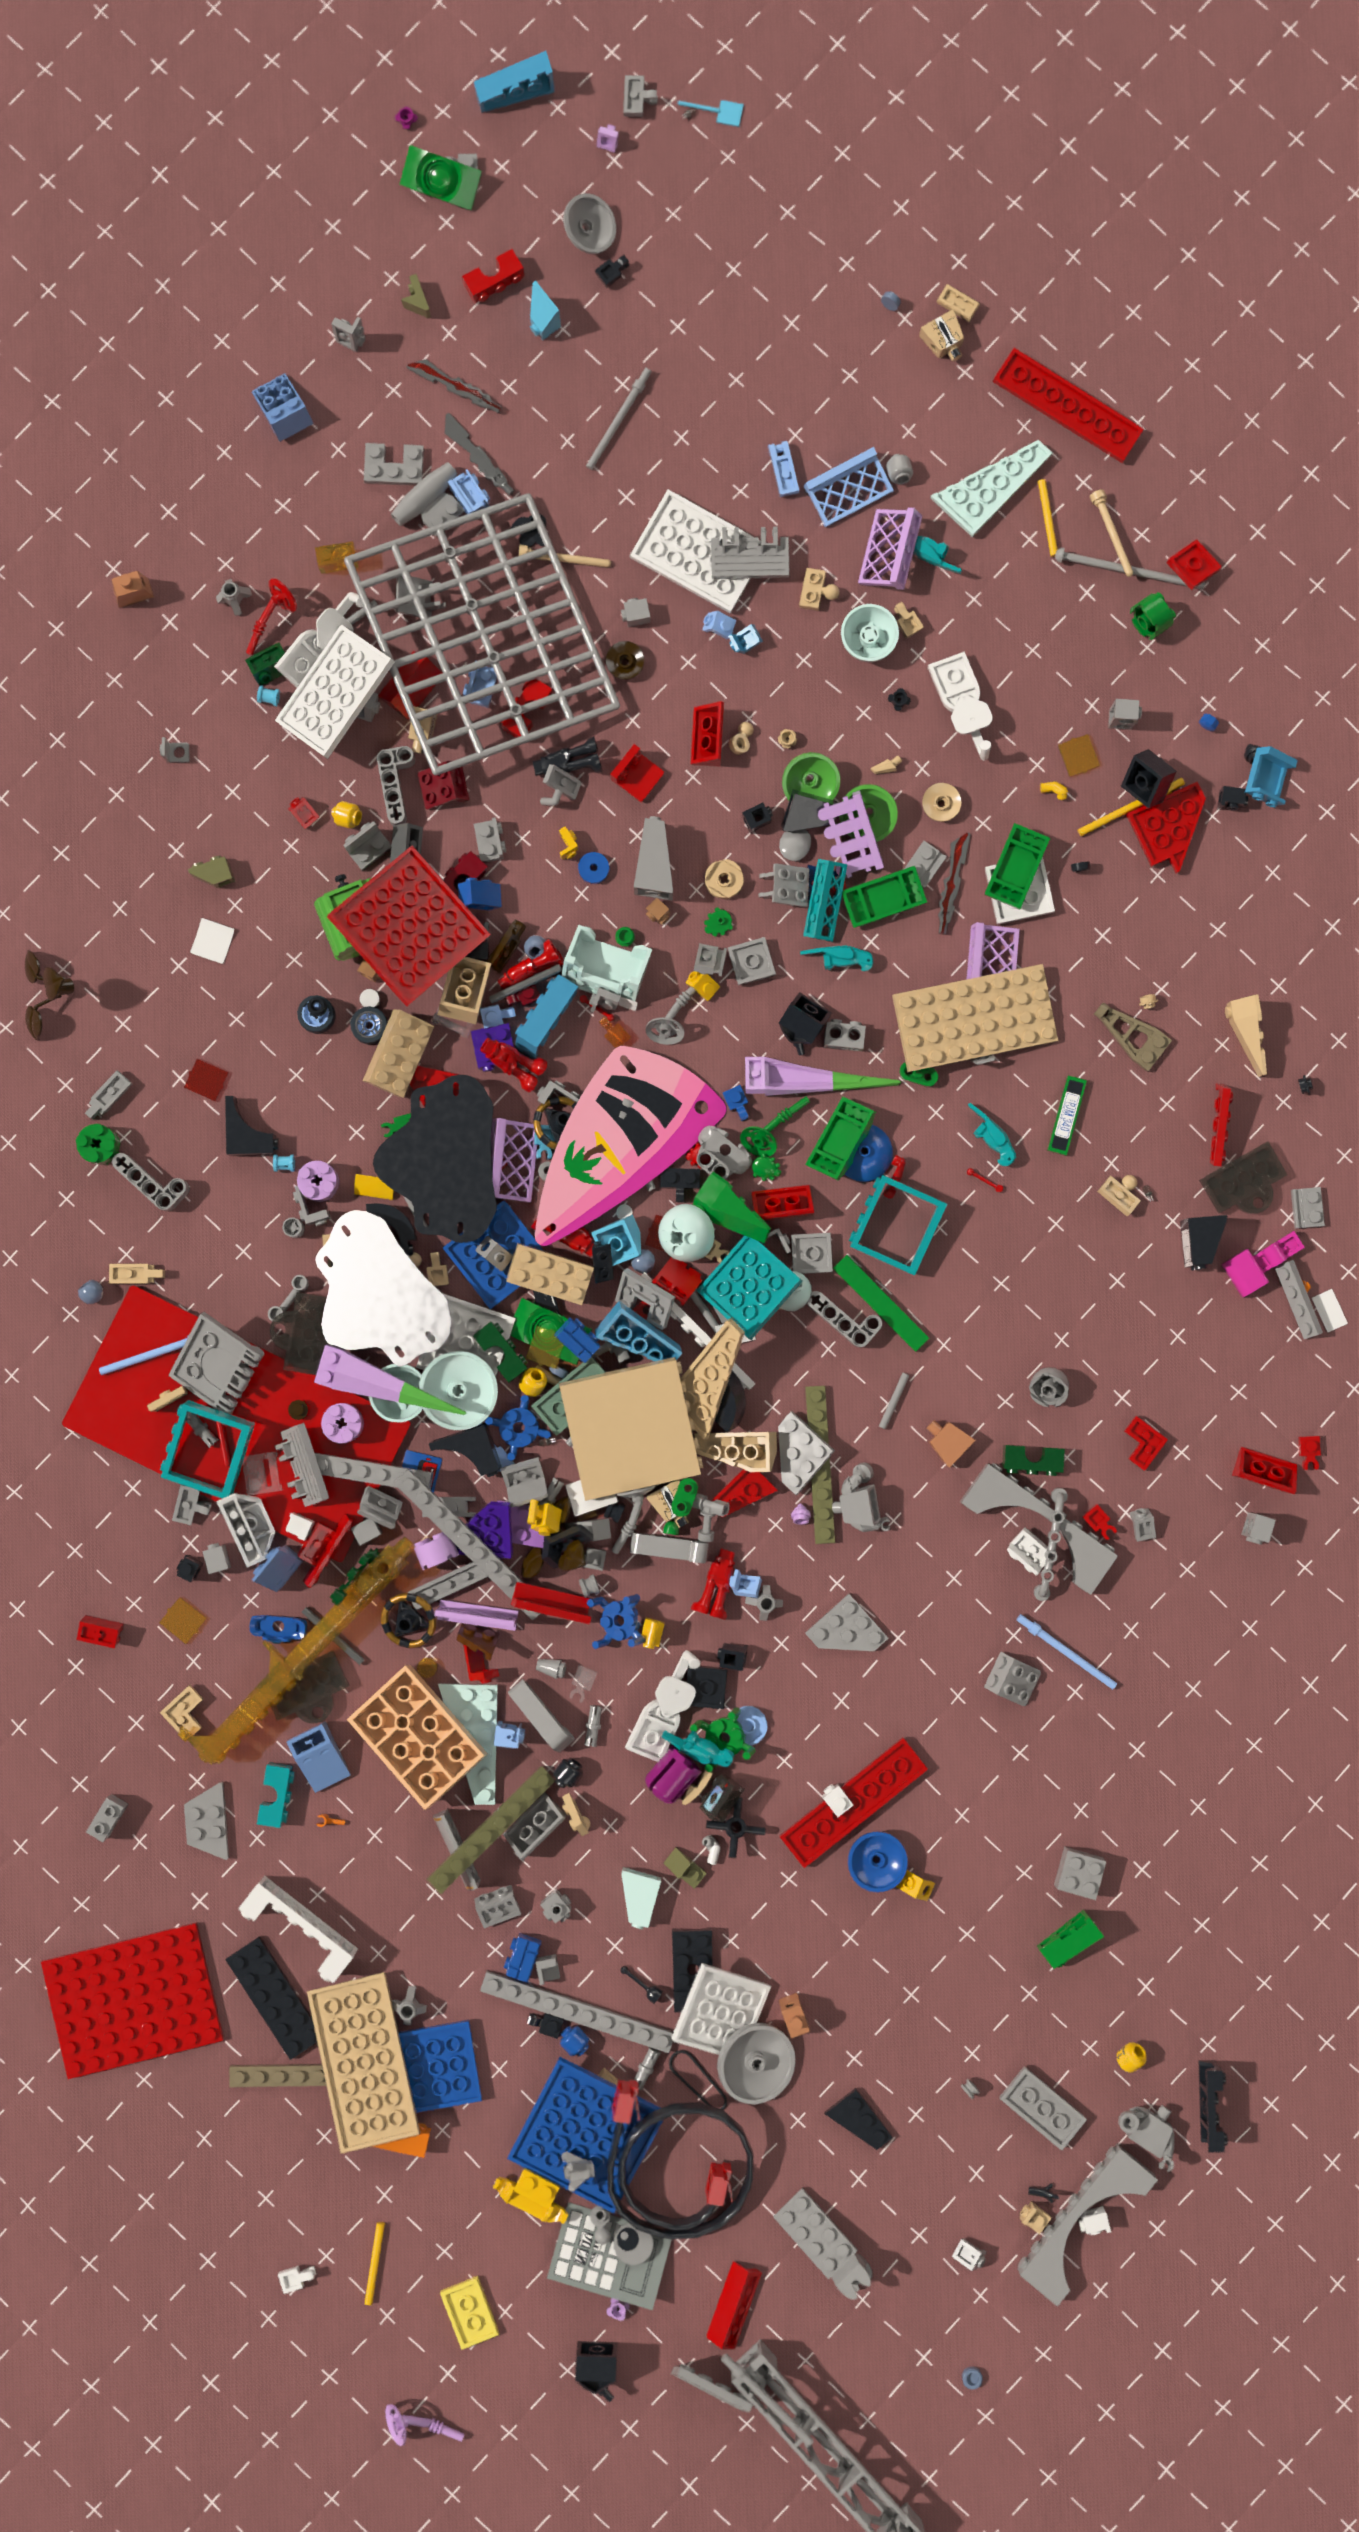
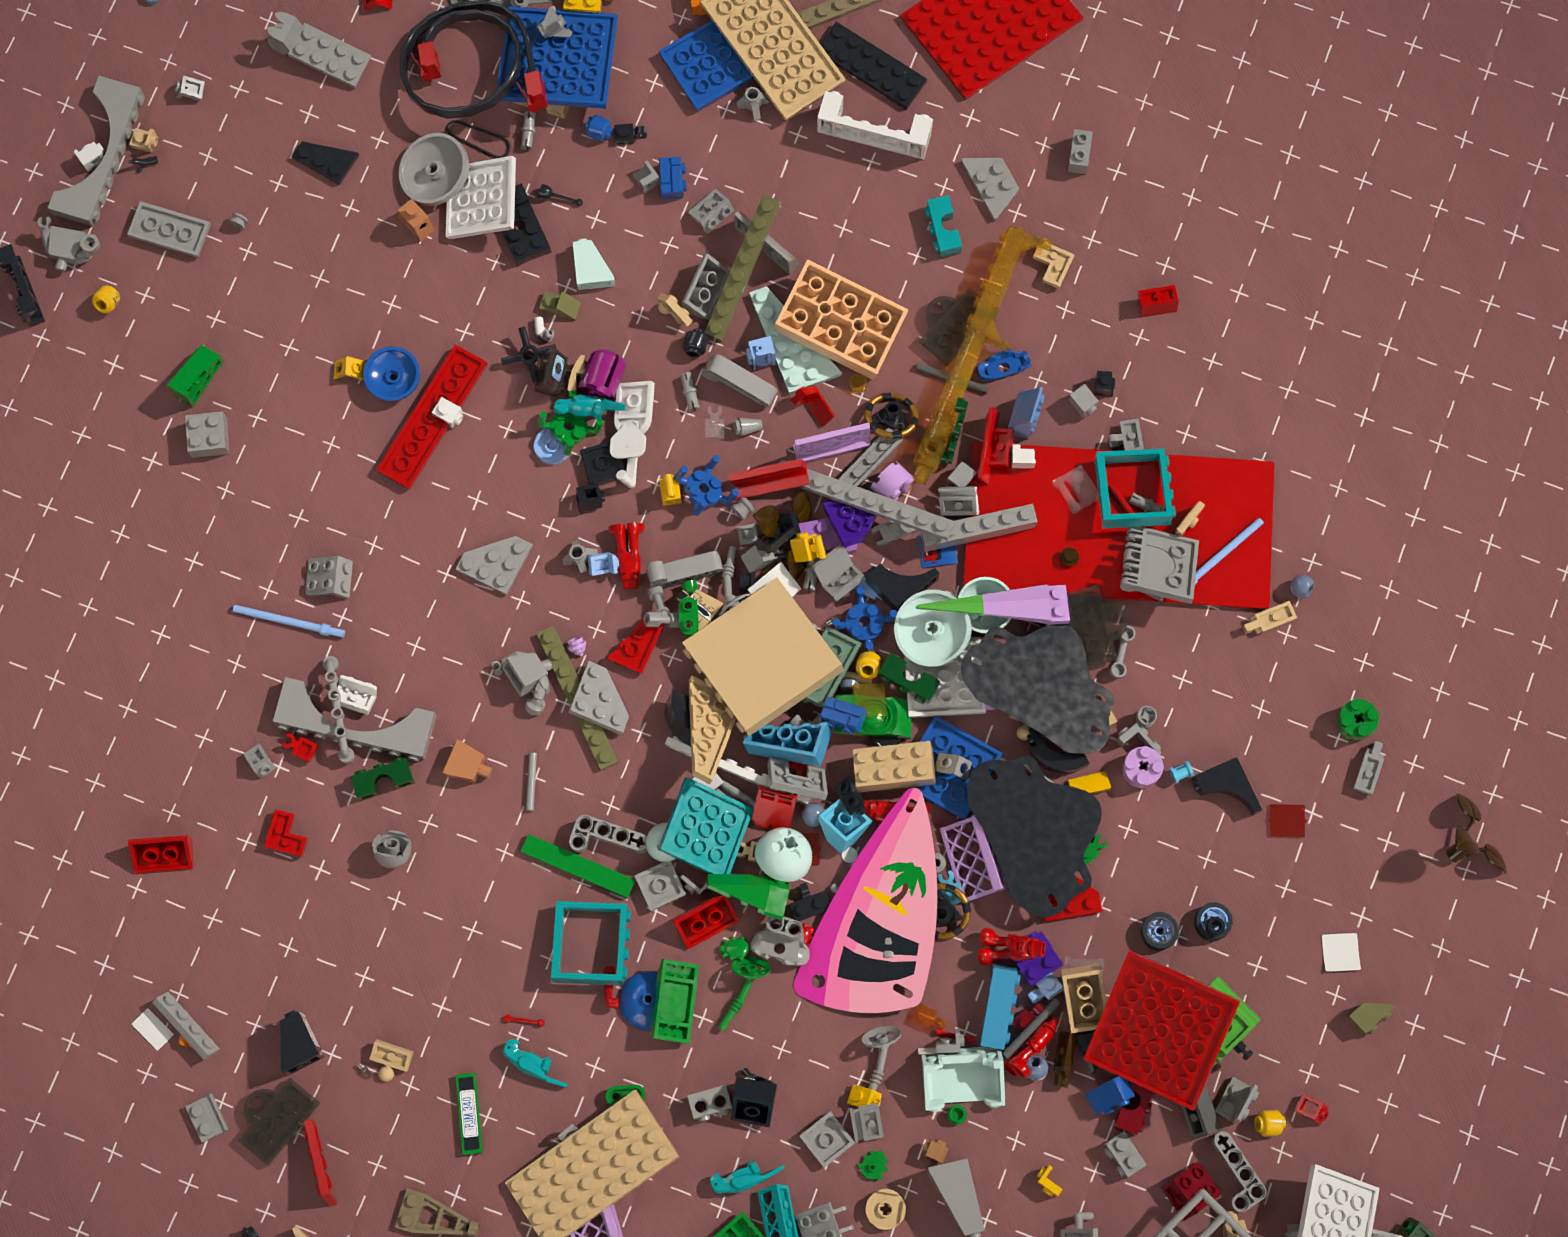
camera: 160 degrees right, 10 degrees down
(146, 1179) = (1299, 706): light grey beam -> none
(167, 751) = (1466, 1115): light grey bracket -> none
(182, 1620) = (1090, 339): clear yellow piece -> none
(248, 1526) = (1067, 437): white wedge -> none
(268, 696) = (1396, 1209): medium azure bush -> none
(304, 1465) = (1031, 497): light grey hinge -> none
(318, 1757) = (920, 272): medium blue slope -> none
(329, 1821) = (888, 224): orange hand -> none
(331, 1425) = (1031, 552): lavender brick -> none
(369, 998) = (1170, 957): white tile -> none
(398, 1053) = (1120, 913): tan brick -> none
(437, 1273) = (996, 729): tan plate -> none
(478, 1638) = (821, 422): reddish brown wing -> none
(546, 1092) = (968, 934): light grey bracket -> none
(556, 1899) = (659, 229): light grey brick -> none
(577, 2011) = (605, 153): light grey plate -> none
(587, 861) = (1023, 1169): blue piece -> none
(736, 1099) = (788, 1002): blue plate -> none
(744, 1450) = (650, 682): tan wedge -> none
(778, 1077) = (756, 1037): lavender plate -> none
(1248, 1270) = (243, 1034): dark pink plate -> none
(1258, 1528) = (151, 797): light grey brick -> none
(1309, 1447) = (128, 892): red plate -> none

